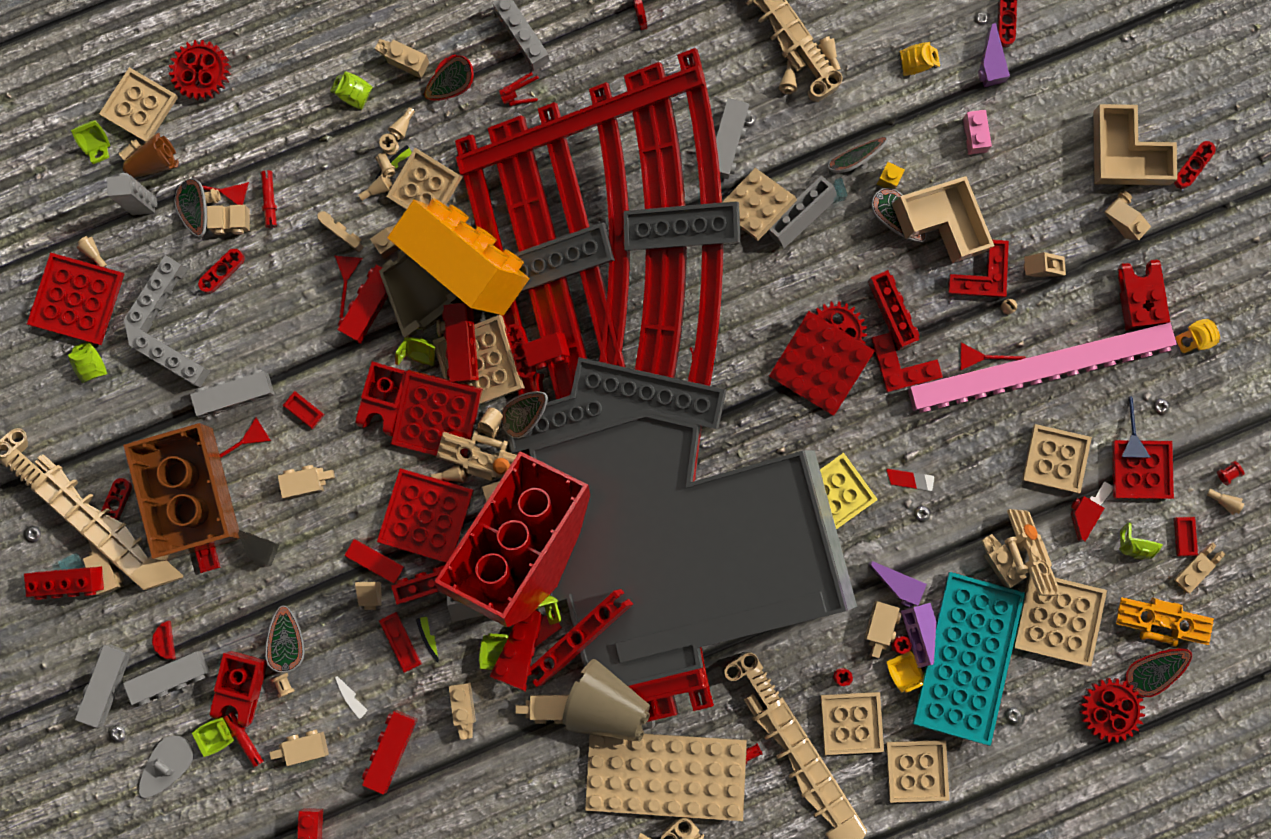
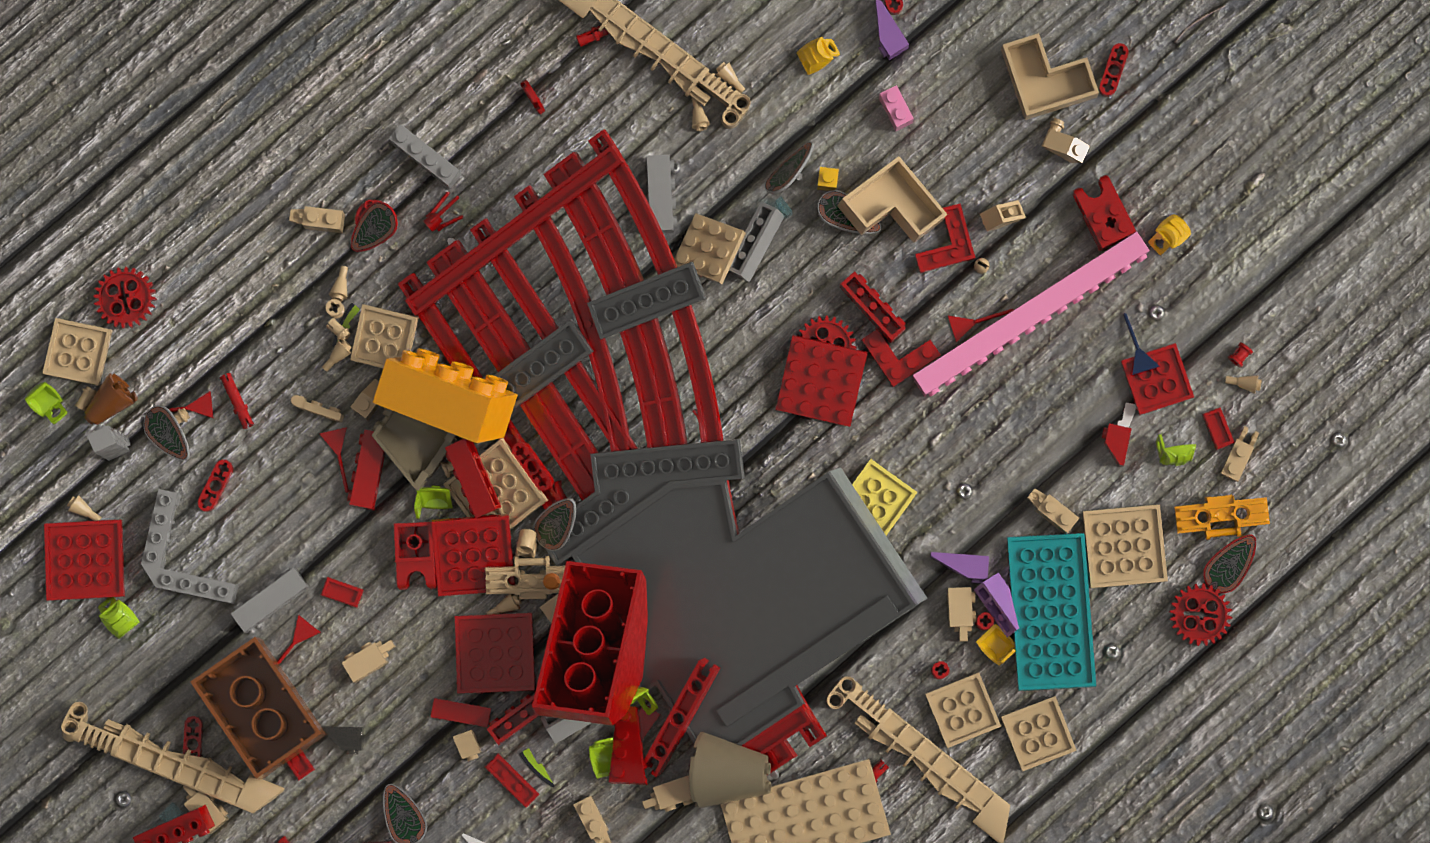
camera: 20 degrees left, 0 degrees up
(228, 219) = (205, 433): tan brick -> none
(351, 89) = (279, 267): lime piece -> none
(546, 350) = (558, 457): red brick -> none
(910, 479) = (943, 462): sticker -> none
(1029, 540) = (1072, 483): tan piece -> none
(1056, 458) = (1073, 396): tan plate -> none

